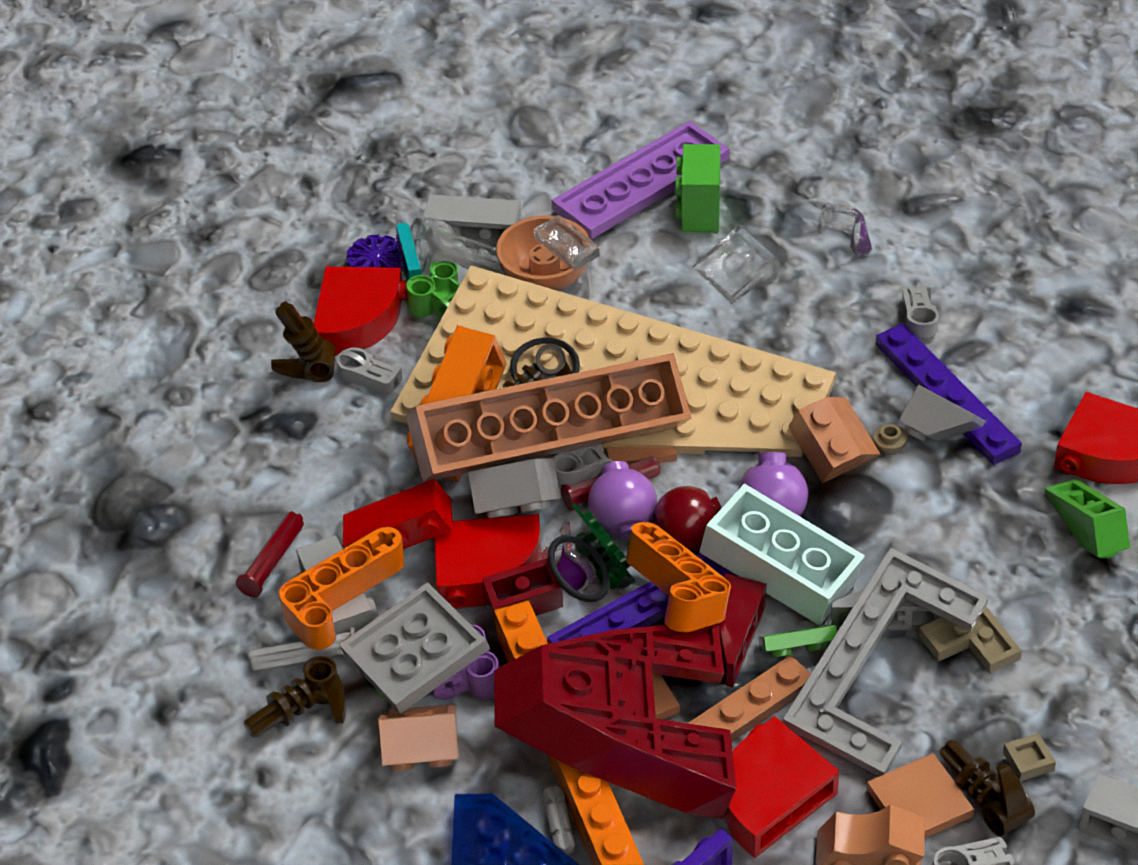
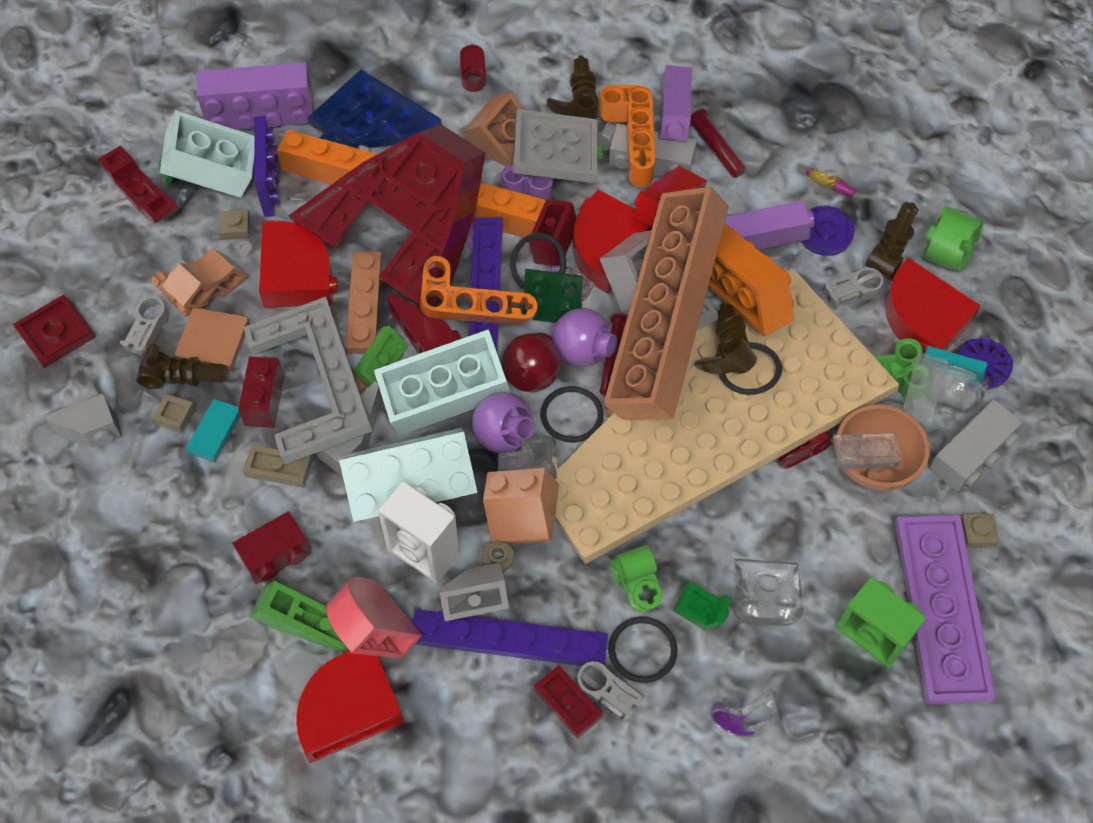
camera: 125 degrees right, 15 degrees up
(244, 448) = (833, 182): none -> piece
(253, 316) = (953, 239): none -> bright green brick
(253, 592) = (676, 103): none -> medium lavender brick
(313, 423) = (830, 233): none -> dark purple tile
(336, 837) = (472, 63): none -> dark red piece
(366, 450) = (774, 225): none -> medium lavender brick
(545, 191) = (979, 530): none -> dark tan plate
(708, 456) = (573, 439): none -> black tyre
(789, 437) = (535, 453): none -> clear brick
(790, 292) = (702, 607): none -> green bracket
(812, 334) = (636, 574): none -> bright green piece
(856, 296) = (643, 679): none -> black tyre
(895, 517) = (432, 462): none -> light aqua brick
(933, 698) = (261, 392): none -> dark red brick
(940, 459) = (420, 531): none -> white brick
(955, 326) = (568, 701): none -> dark red plate
(1006, 718) = (213, 430): none -> teal tile
(1048, 442) = (370, 620): none -> coral brick
(1059, 579) = (272, 548): none -> dark red brick

